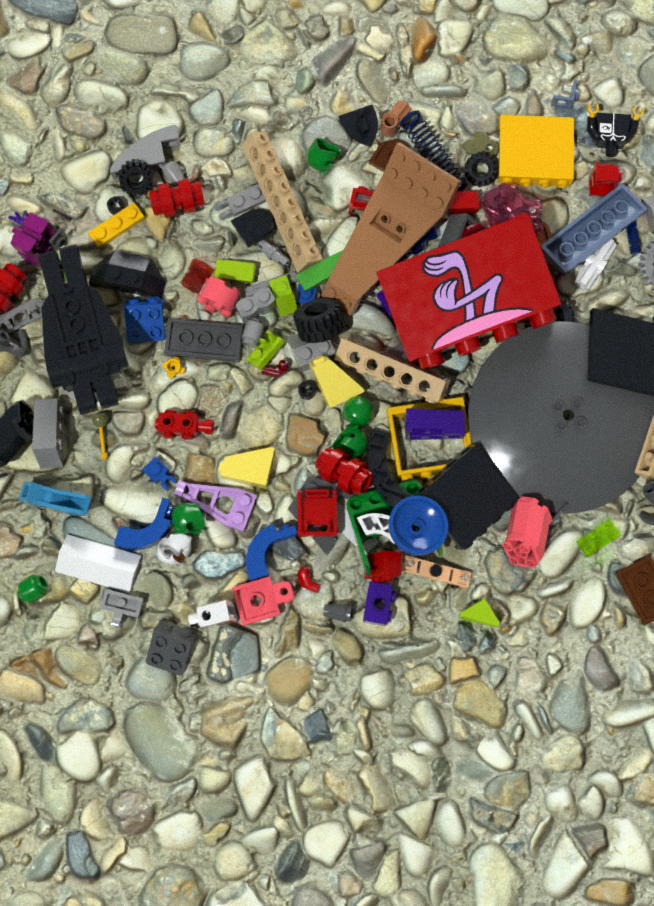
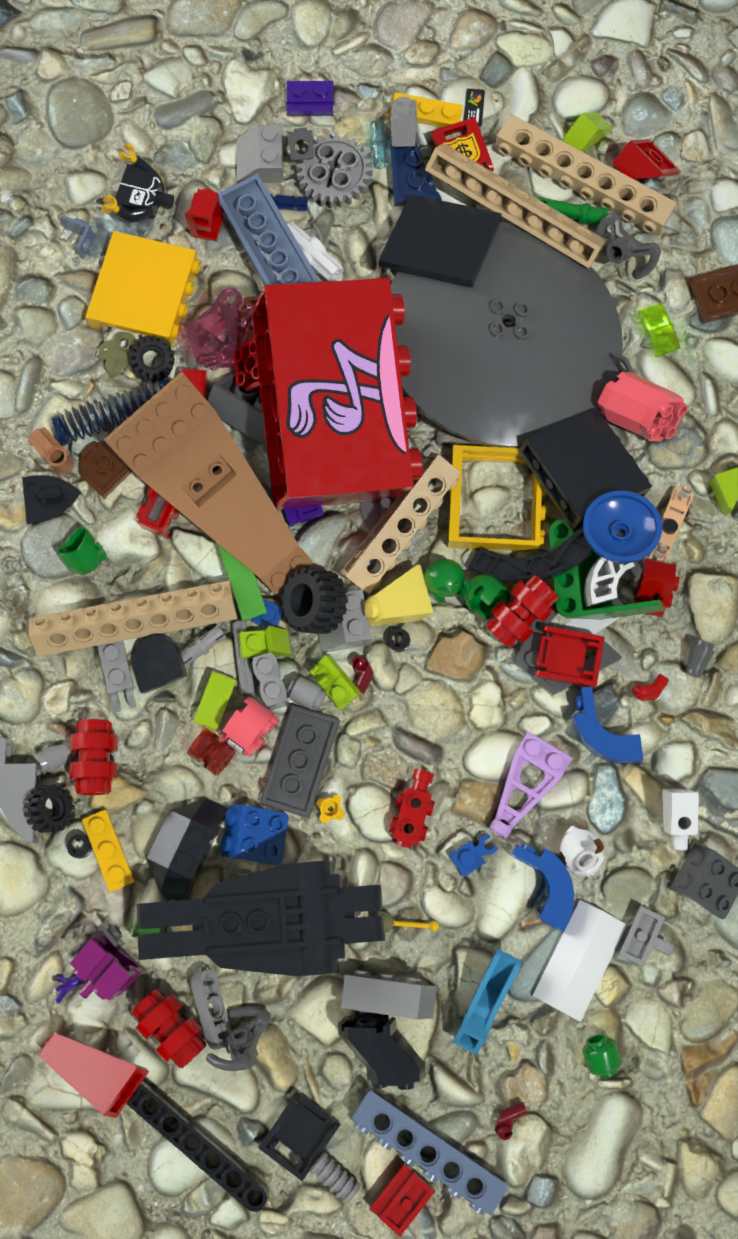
camera: 75 degrees left, 0 degrees up
(187, 519) = (546, 825): green helmet -> none
(249, 467) = (490, 733): light yellow slope -> none
(270, 595) = (669, 739): coral plate -> none
(372, 614) = (683, 608): dark purple brick -> none
(434, 424) = (485, 485): dark purple wedge -> none
(471, 229) = (246, 392): dark red arm -> none

